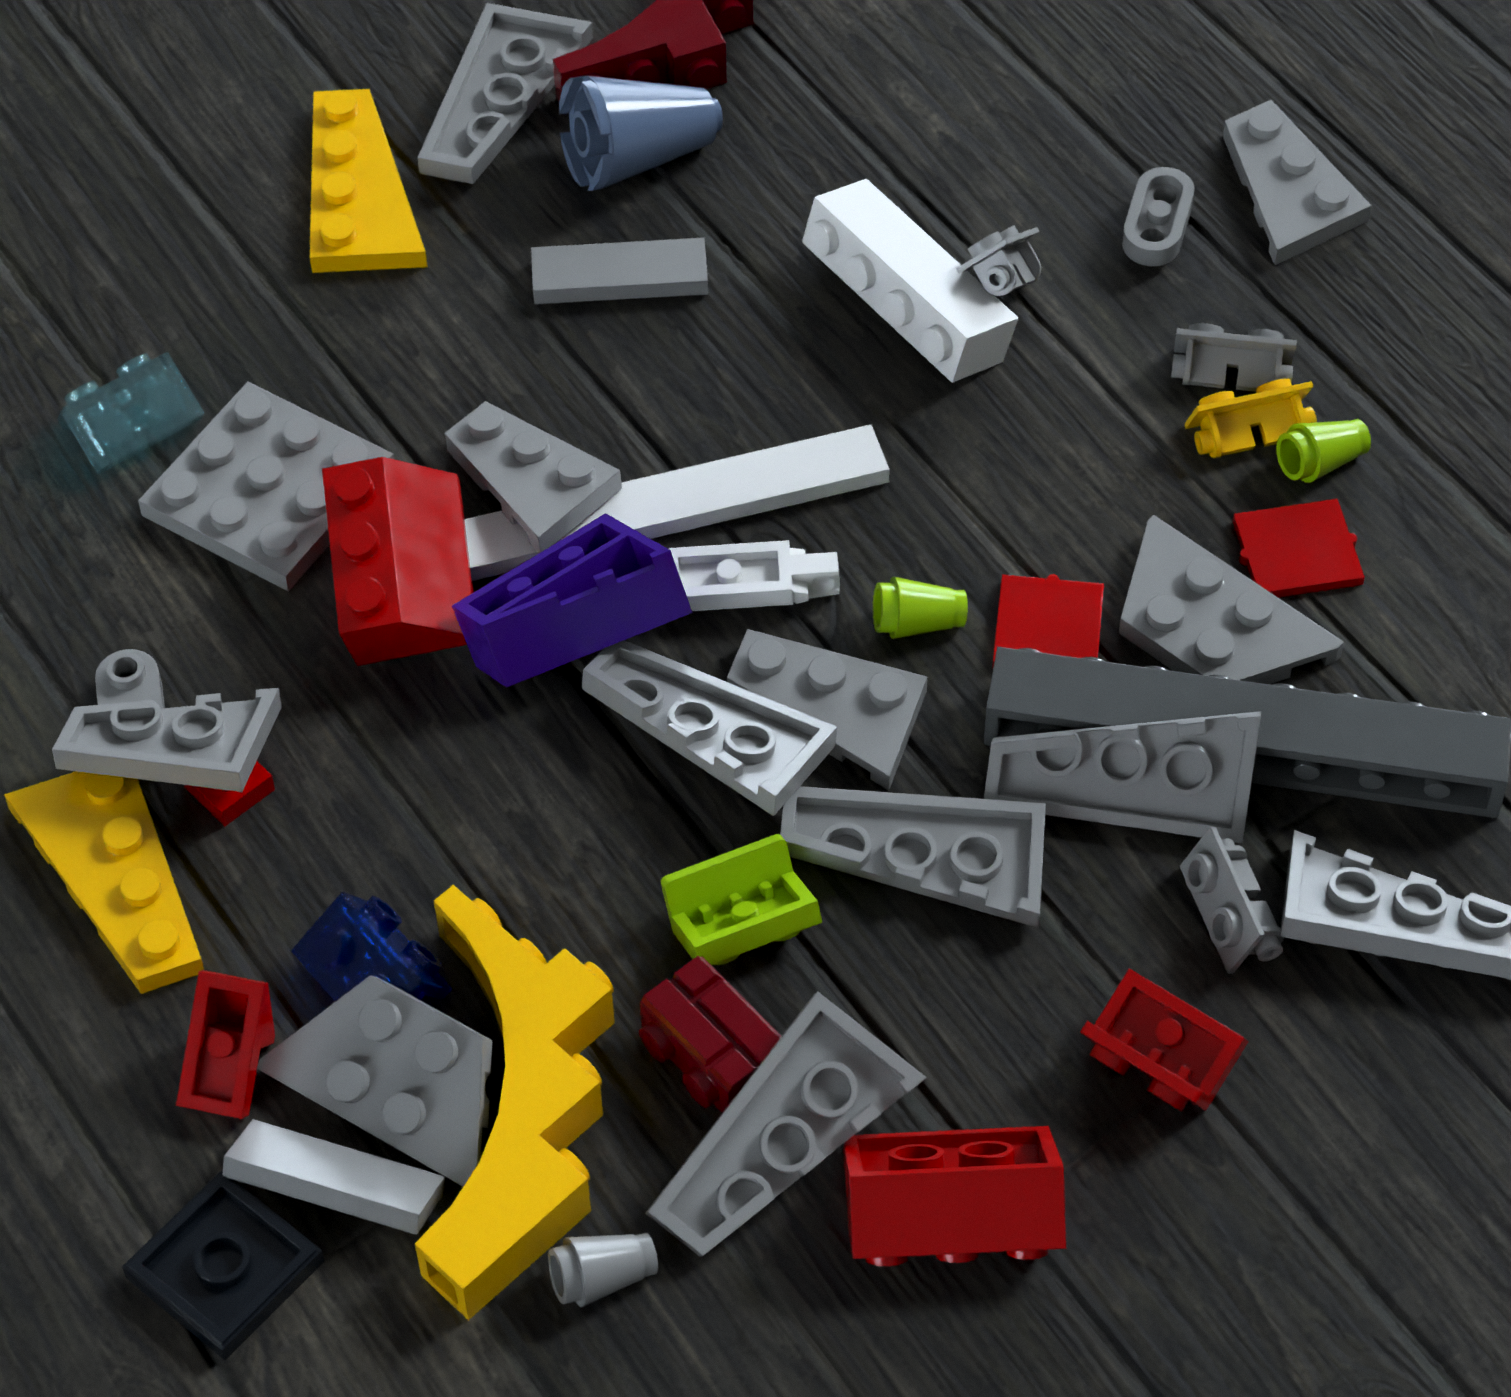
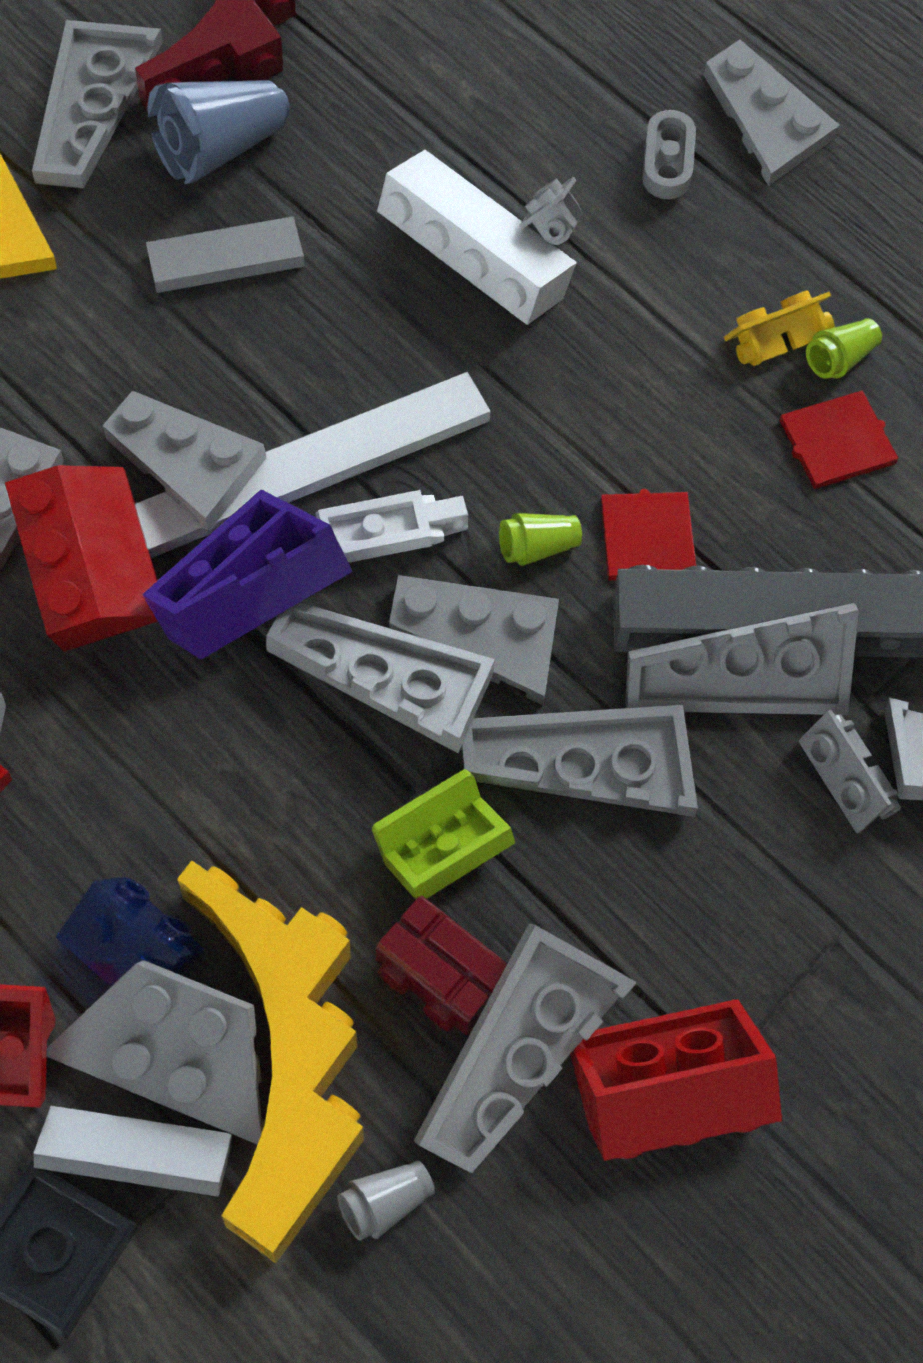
camera: 15 degrees left, 10 degrees up
(1165, 1040) = (823, 911): red bracket -> none
(1211, 351) = (736, 272): light grey hinge -> none
(1212, 618) = (781, 511): light grey wing -> none

